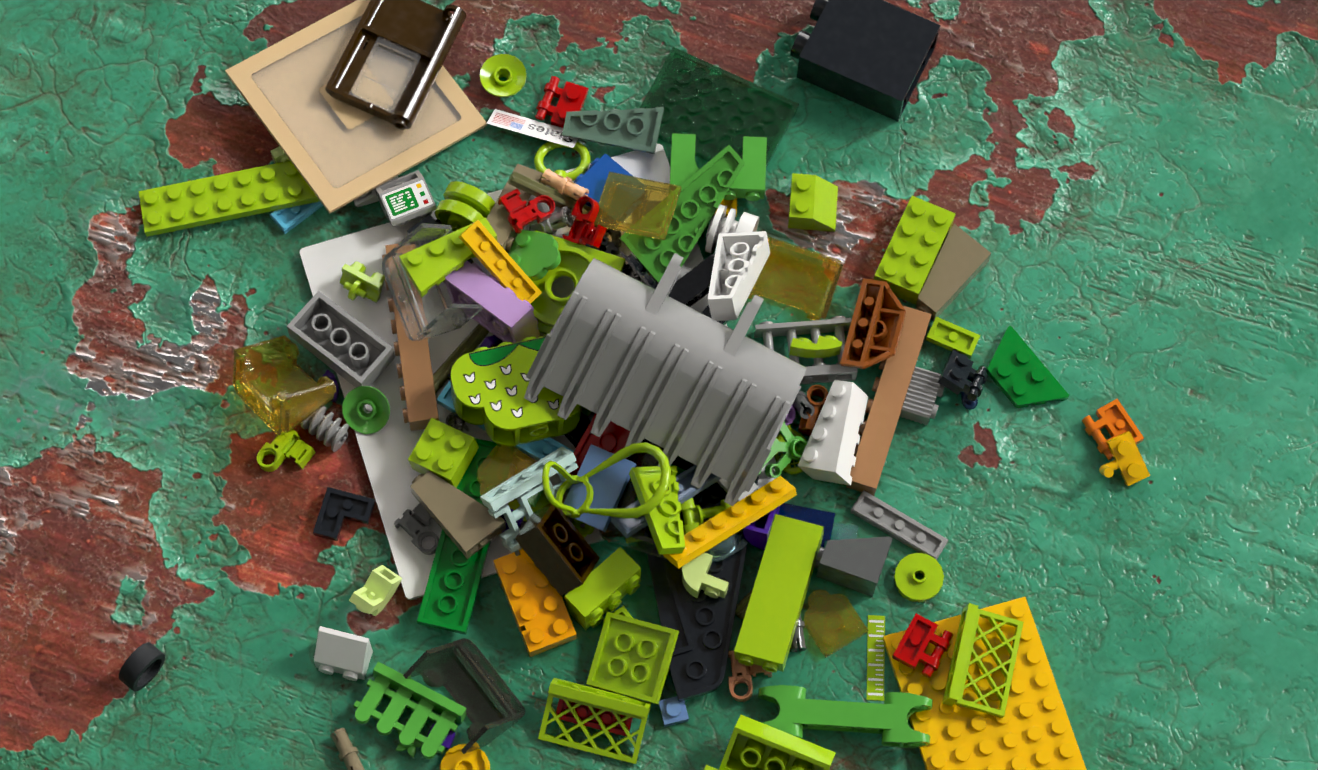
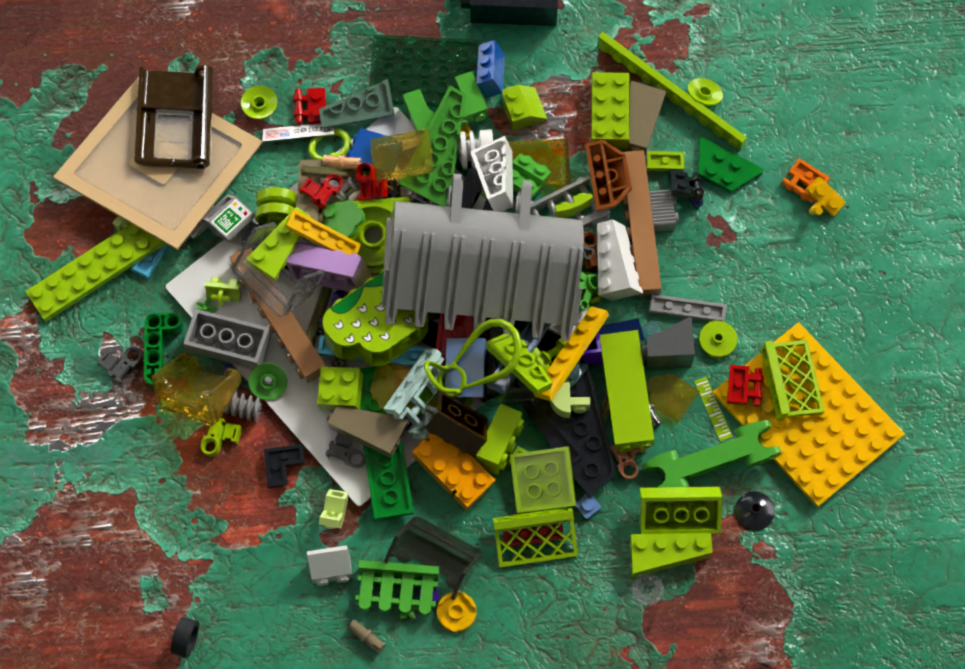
camera: 20 degrees left, 0 degrees up
(206, 323) = (119, 367): none -> dark grey piece
(266, 301) = (158, 333): none -> green beam
(335, 294) = (207, 306): none -> bright green plant
(779, 289) = (528, 170): none -> bright green plate
(791, 143) = (490, 69): none -> blue brick
(1002, 262) = (673, 92): none -> lime plate
(1039, 272) = (705, 91): none -> lime dish

